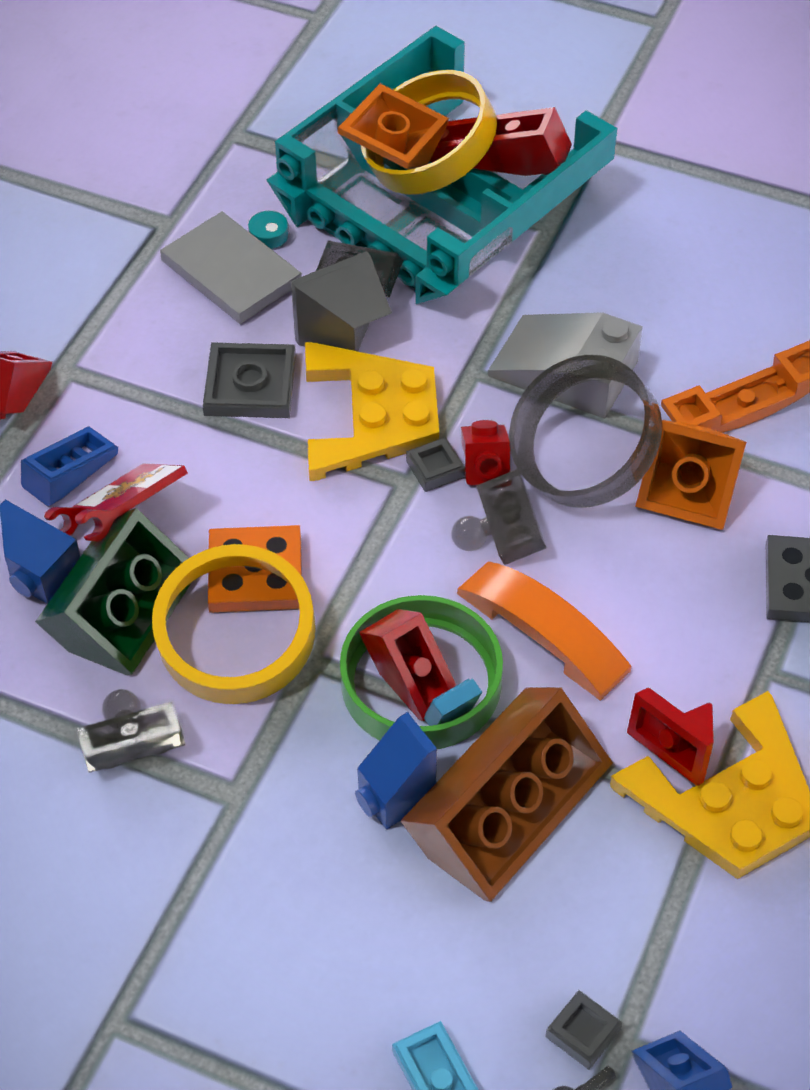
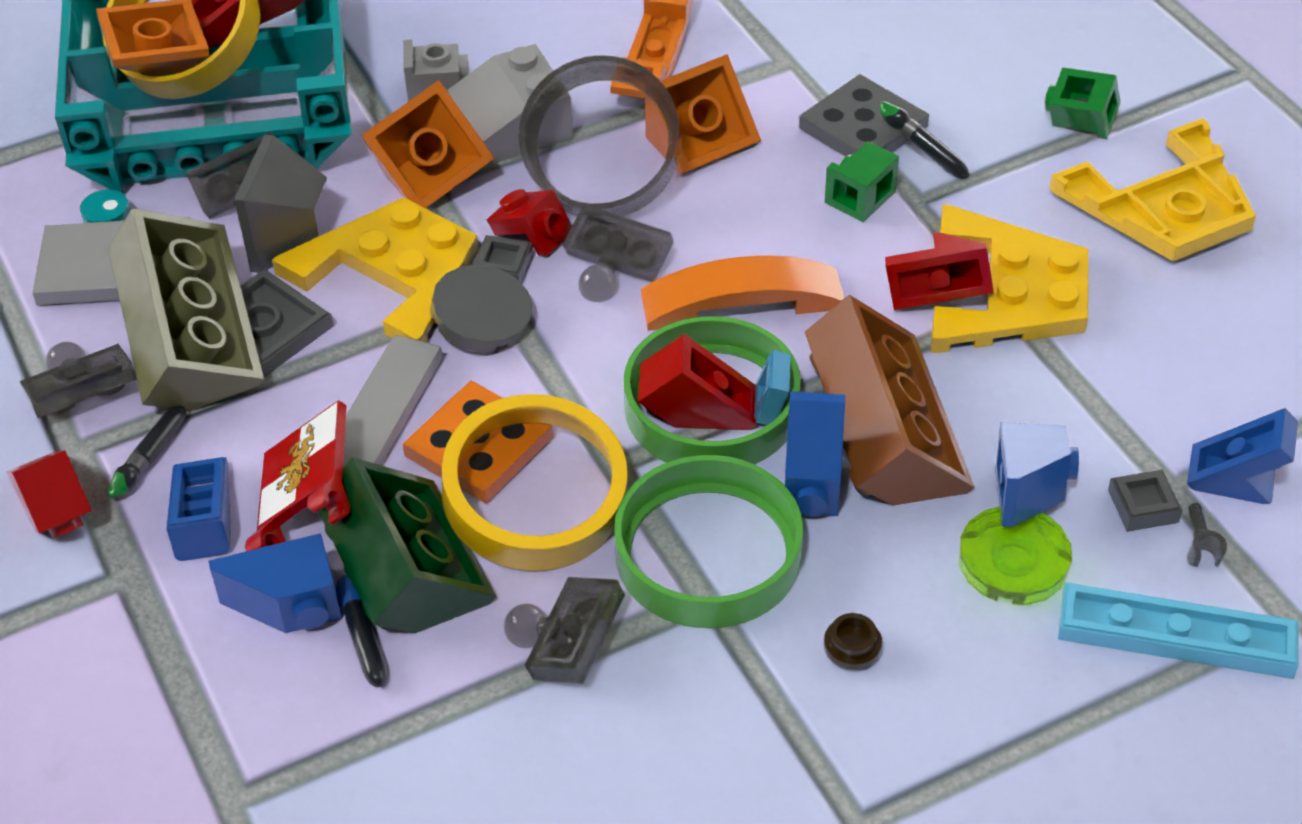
camera: 50 degrees left, 5 degrees down
(27, 635) = (361, 632): none -> black piece
(88, 404) = (127, 475): none -> black piece
(114, 327) = (76, 377): none -> clear smoke plate
(205, 332) = (183, 310): none -> olive slope
(229, 497) = (389, 398): none -> light grey tile
(264, 913) = (852, 641): none -> dark brown plate
(269, 699) = (719, 476): none -> bright green piece
(370, 483) = (481, 308): none -> dark grey tile
(443, 970) = (1016, 561): none -> clear neon green tile
(477, 343) = (427, 146): none -> orange slope
(519, 926) = (1032, 469): none -> blue slope
(571, 289) = (432, 63): none -> light grey brick
(736, 622) = (862, 181): none -> green brick

